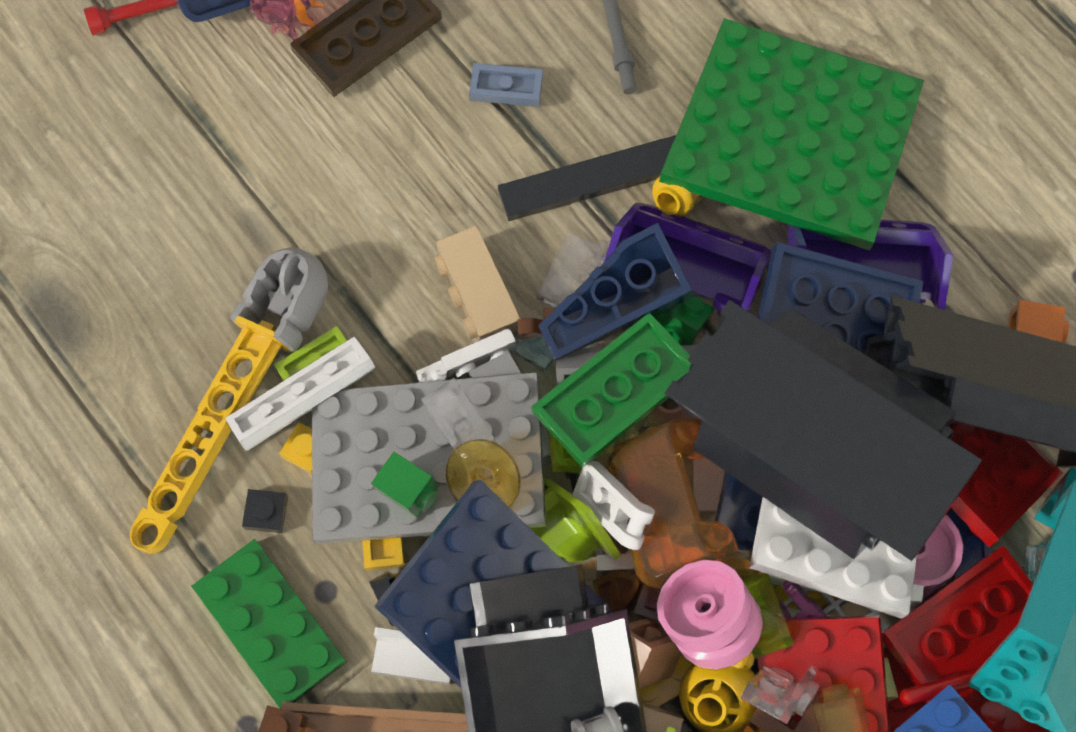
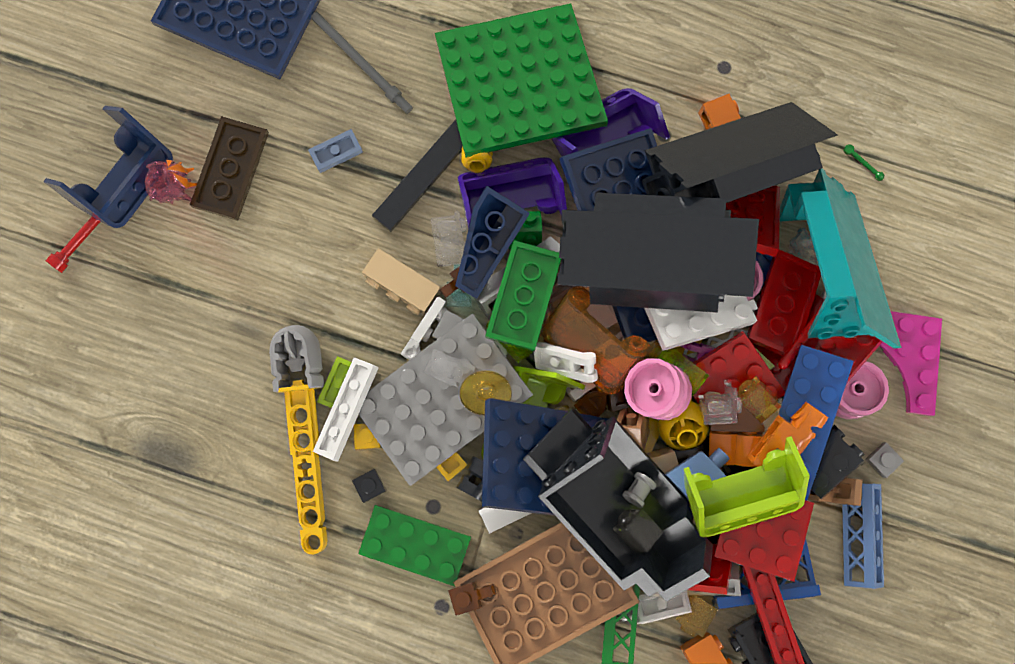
camera: 40 degrees left, 10 degrees up
(406, 485) = (445, 424): green brick -> none

